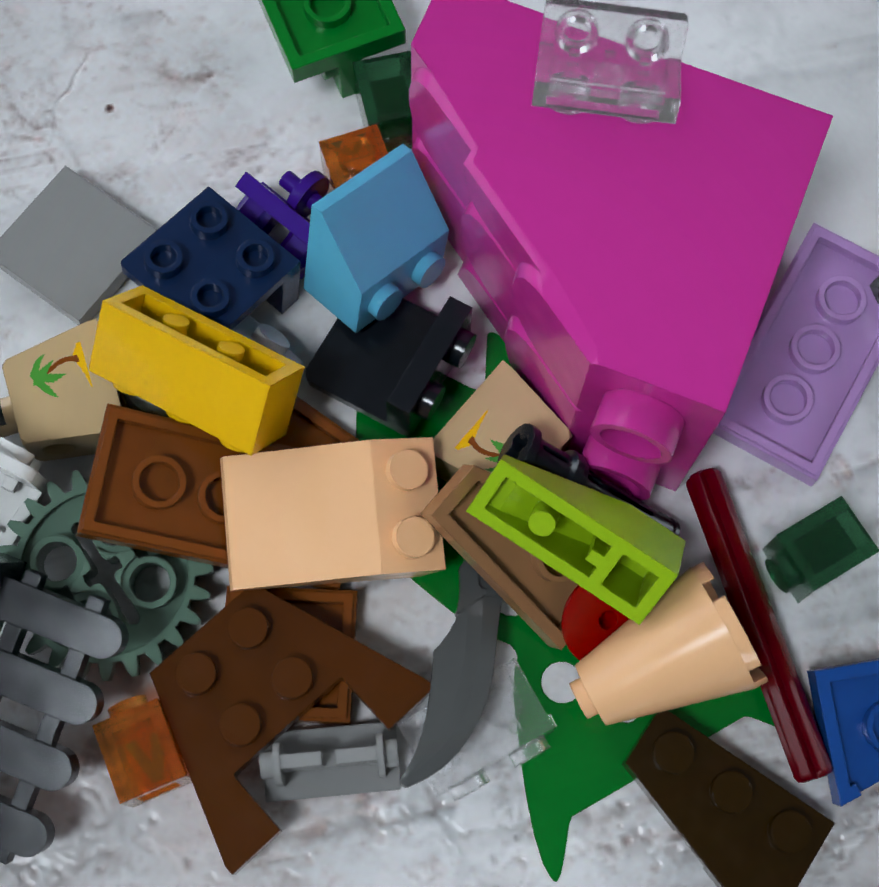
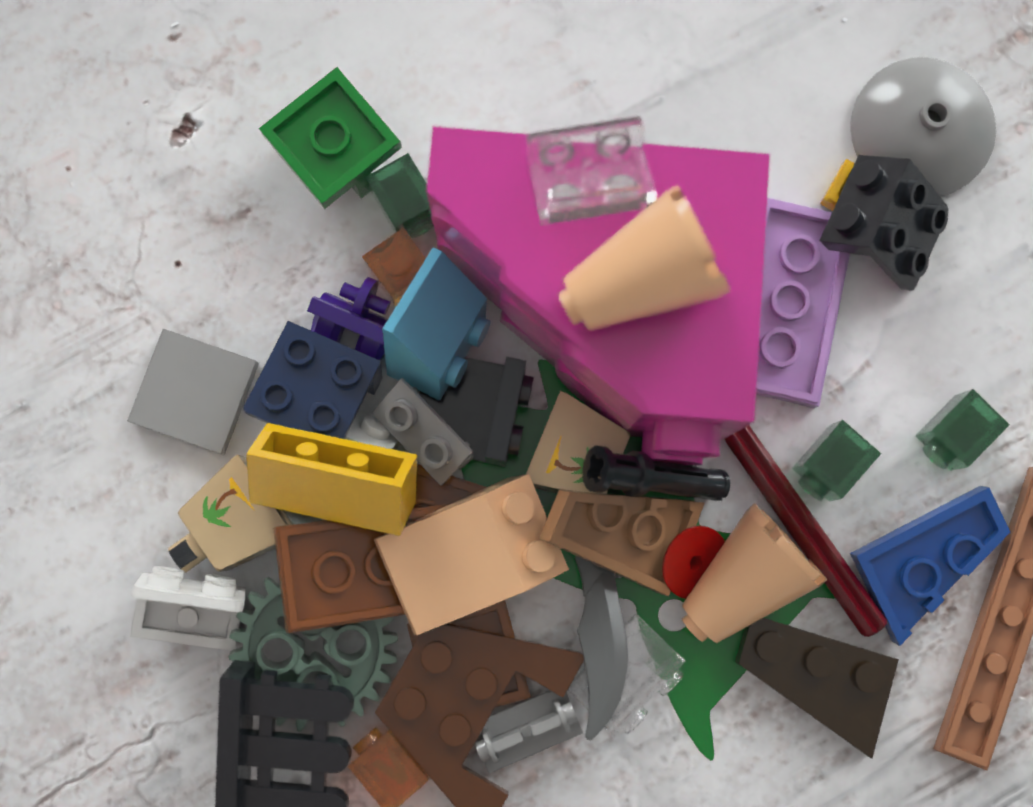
camera: 20 degrees left, 10 degrees up
(331, 370) = (423, 432): none -> light grey hinge
(582, 535) = (666, 517): lime slope -> none
(644, 182) = (645, 268): none -> light nougat cone

